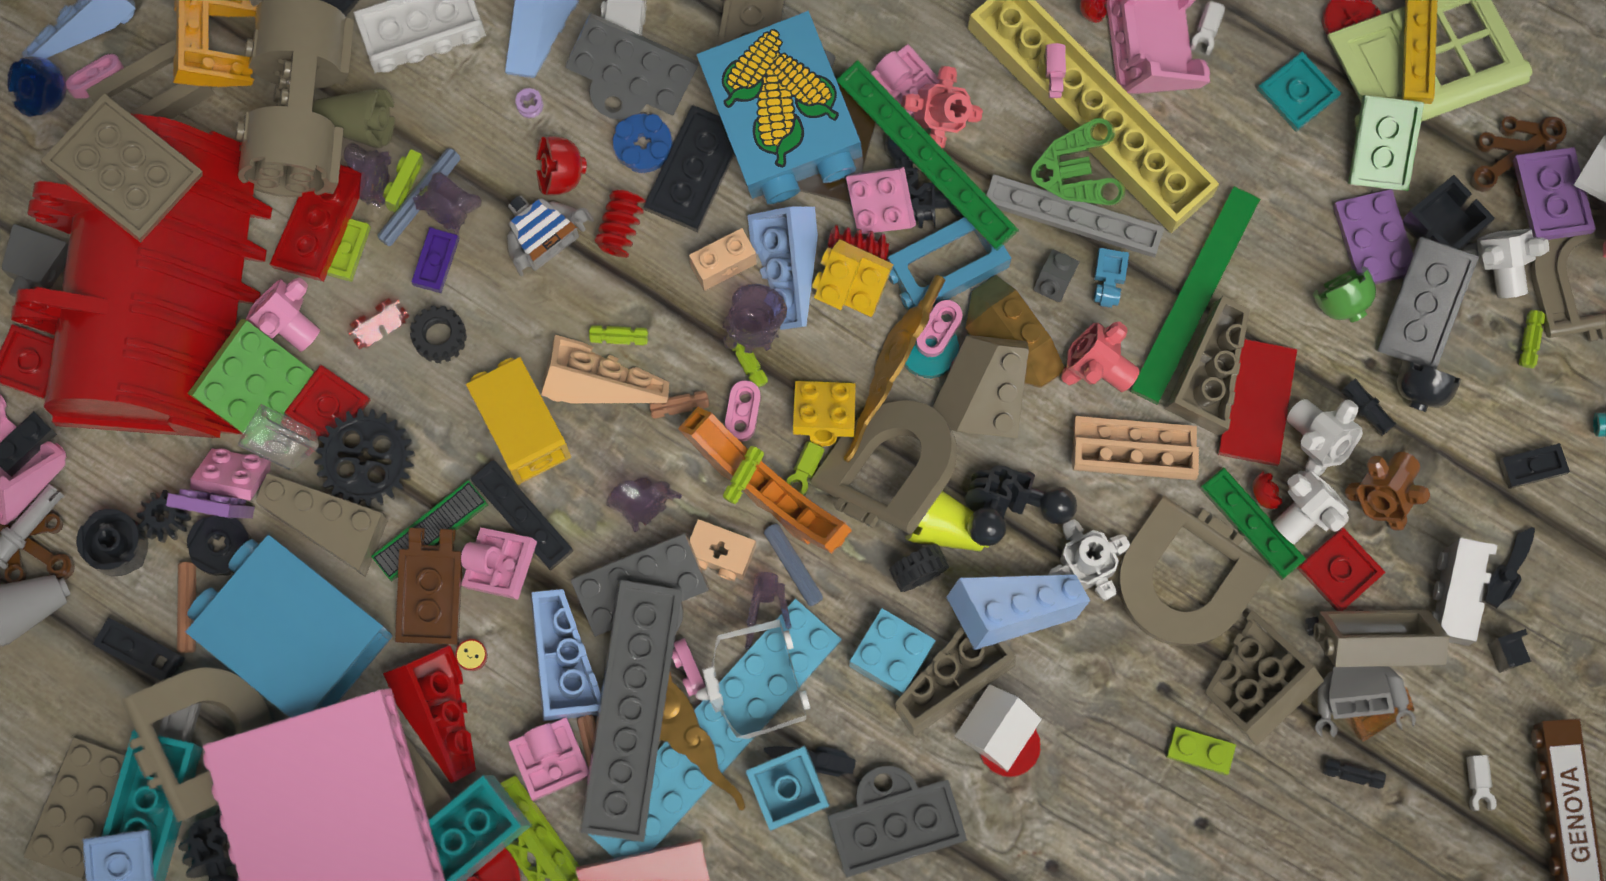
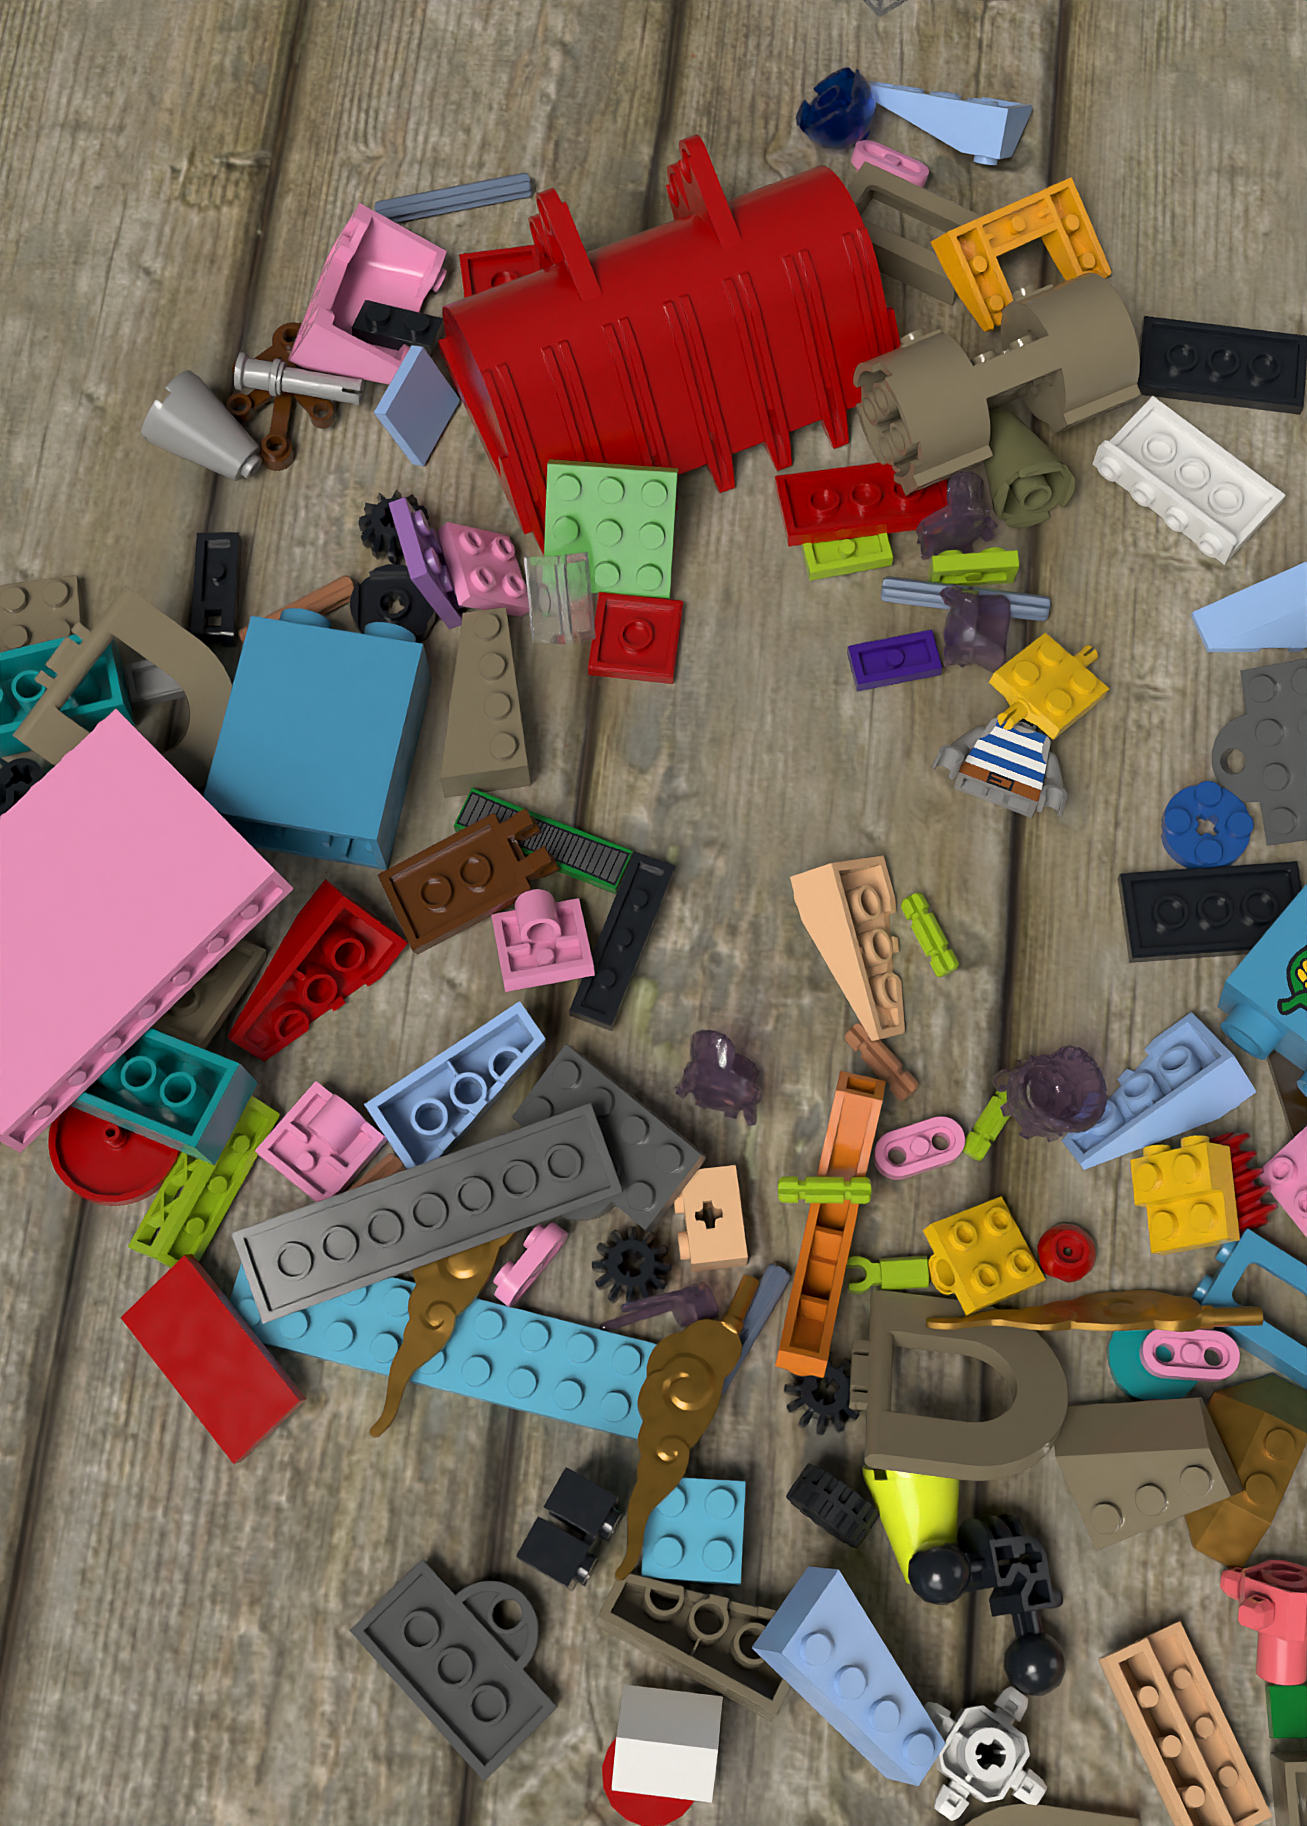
camera: 65 degrees right, 5 degrees down
(33, 259) = (622, 212): dark grey torso -> none
(89, 458) = (417, 405): none -> light blue tile
(99, 532) = (329, 486): black brick -> none
(122, 167) = (773, 217): dark tan plate -> none
(279, 313) = (714, 514): bright pink piece -> none
(367, 328) = (789, 642): clear red hinge -> none
(370, 431) = (627, 701): black gear -> none
(433, 317) = (809, 692): black tyre -> none
(471, 655) = (409, 976): light yellow tile -> none
(507, 180) = (1048, 686): none -> yellow plate
(518, 420) = (741, 868): yellow slope -> none
(527, 94) = (1178, 653): lavender bush -> none
(559, 165) = (1109, 740): red cylinder -> none
(618, 222) = (1078, 852): red piece -> none
(712, 689) = (504, 1302): white piece -> none
(723, 259) = (1110, 1011): light nougat brick -> none
(732, 605) = (614, 1265): none -> black gear
(787, 788) = (429, 1483): medium azure brick -> none
(820, 623) = (678, 1405): none -> pearl gold piece
(825, 760) = (500, 1515): black piece -> none
(839, 369) = (1056, 1263): none -> red plate
(850, 706) = (586, 1510): none -> black piece
(859, 551) = (816, 1410): none -> black gear

